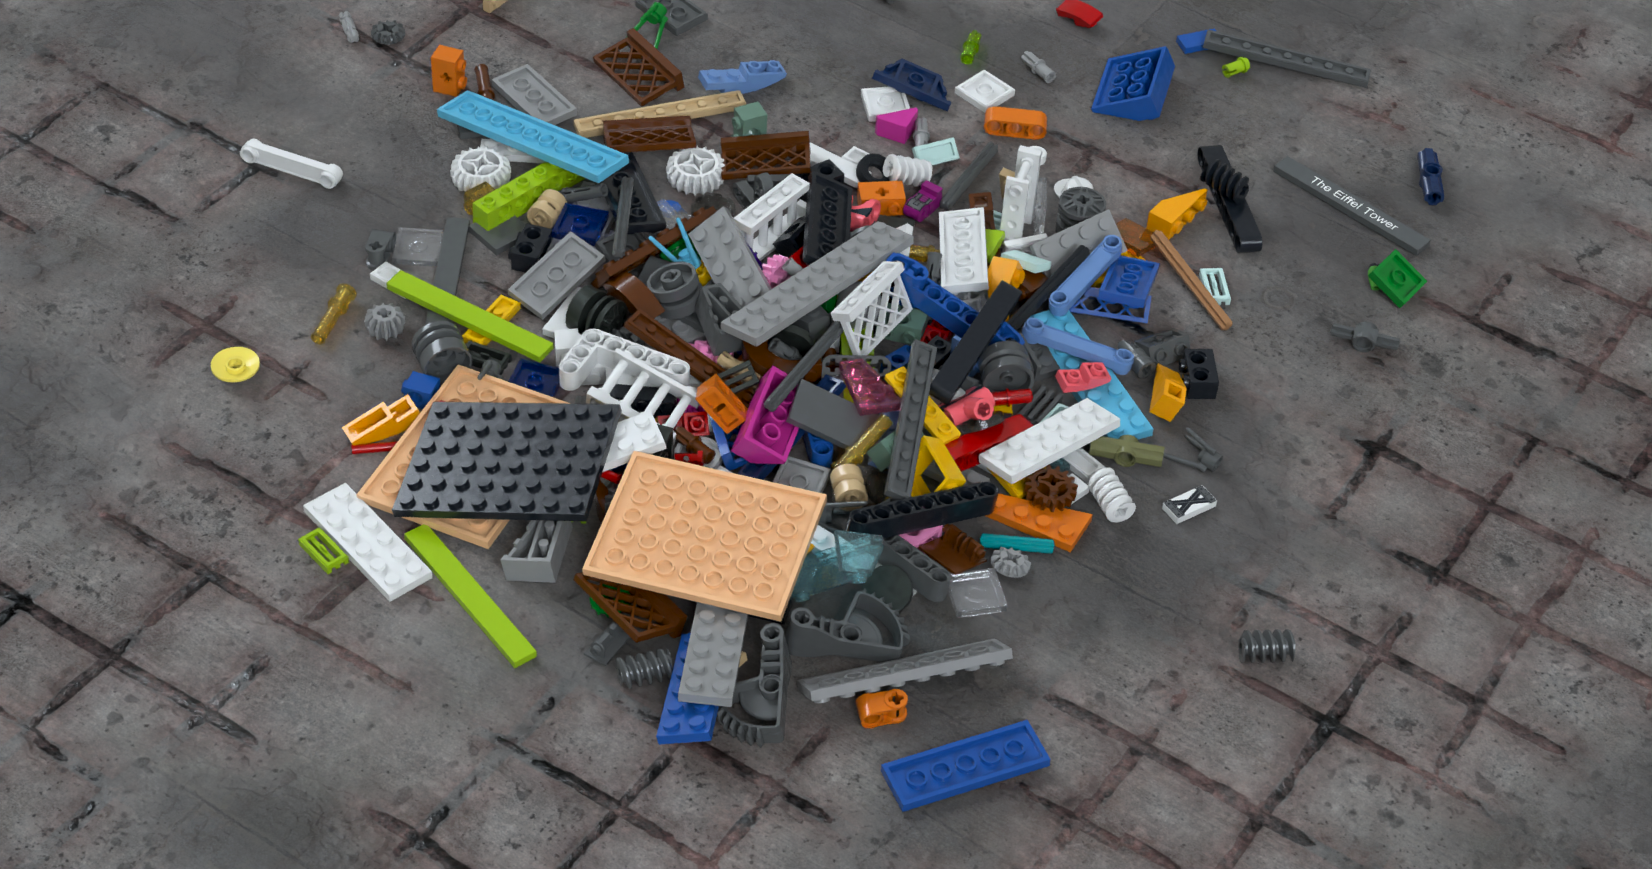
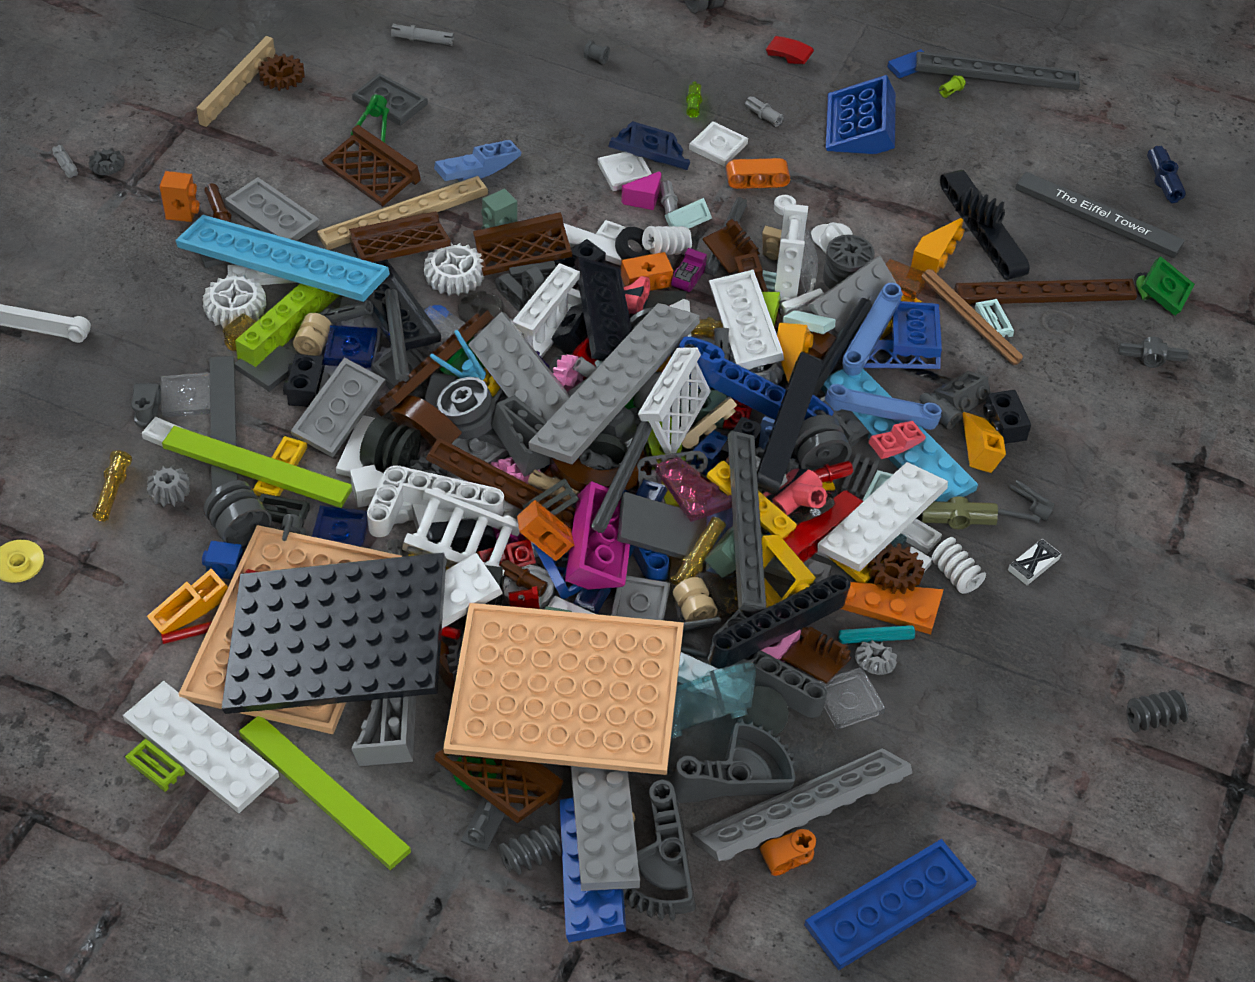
camera: 10 degrees left, 5 degrees up
(902, 337) = (707, 423): none -> tan hinge
(968, 181) = (729, 243): none -> reddish brown hinge
(1277, 268) = (1048, 291): none -> reddish brown tile

